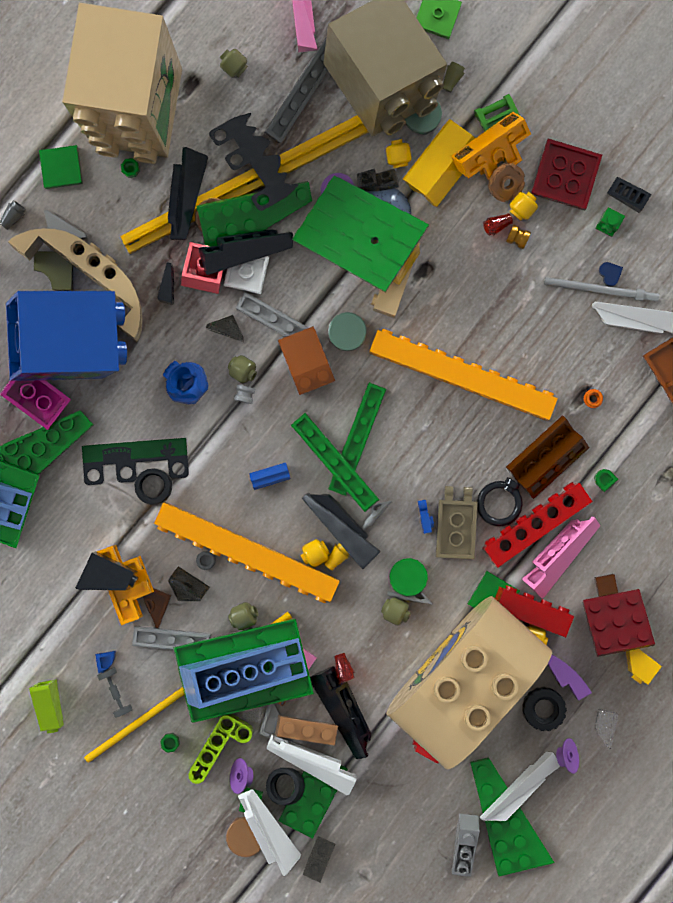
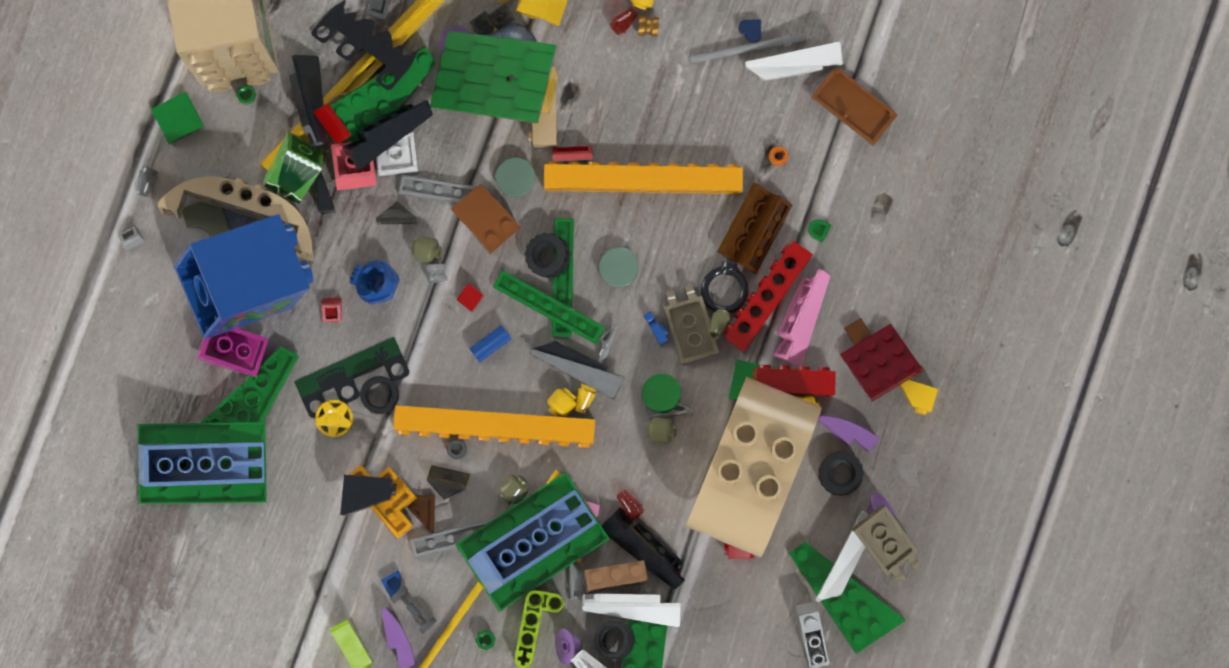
camera: 20 degrees left, 5 degrees down
(91, 714) = (398, 639): none -> medium lavender slope
(105, 492) = (334, 418): none -> yellow wheel
(138, 392) = (331, 309): none -> red slope
(148, 251) = (294, 168): none -> slope
(197, 223) = (332, 123): none -> red tile
(266, 427) = (470, 297): none -> red slope
(350, 400) = (534, 248): none -> black tyre
(407, 328) = (572, 153): none -> red tile
(411, 448) = (618, 267): none -> sand green tile
(485, 531) = (719, 323): none -> olive cone
(563, 789) = (886, 542): none -> dark tan tile

